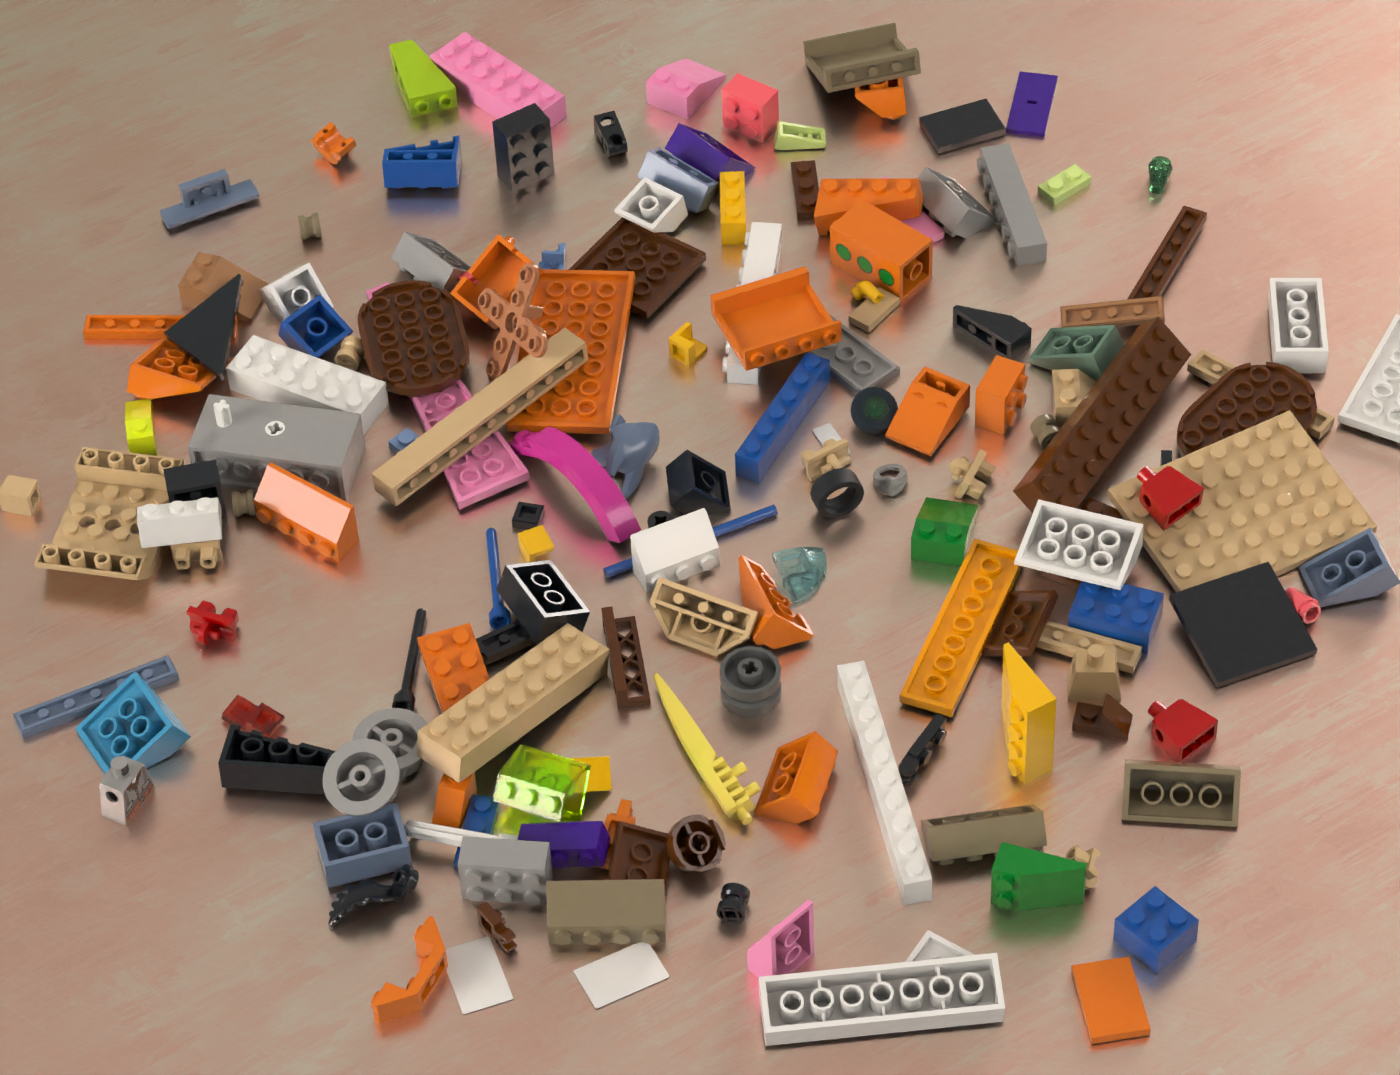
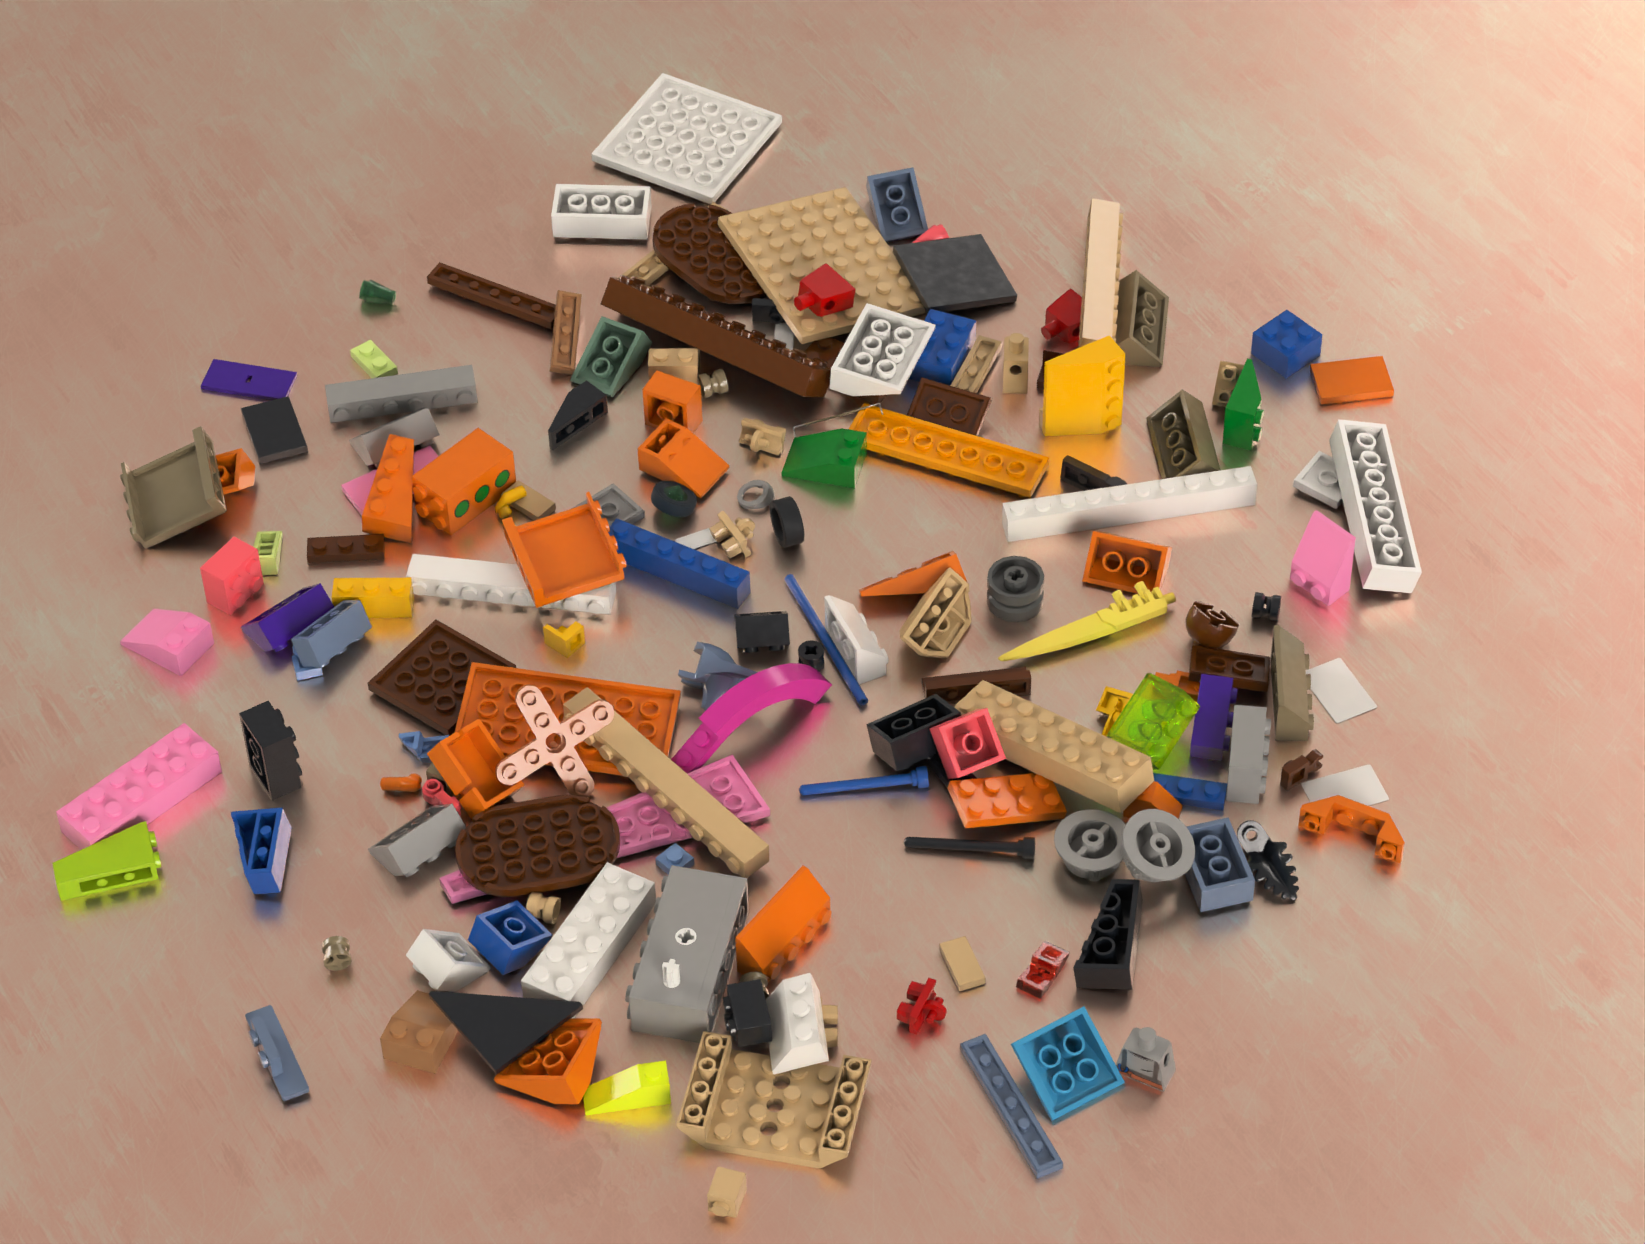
camera: 90 degrees left, 0 degrees up
(131, 326) = (466, 1106): orange tile -> none
(266, 656) = (962, 963): none -> tan tile
(332, 143) = (209, 935): orange piece -> none
(446, 834) = (1215, 760): white piece -> none
(508, 627) = (967, 743): none -> coral brick
(527, 515) = (783, 761): black tile -> none
(534, 543) = (834, 748): yellow panel -> none
(611, 135) = (237, 696): black leg -> none
(653, 207) = (368, 655): white slope -> none
(801, 571) = (870, 559): clear light blue brick -> none
(1006, 530) = (838, 415): none -> dark tan piece
(1229, 740) = (1101, 272): none -> tan brick

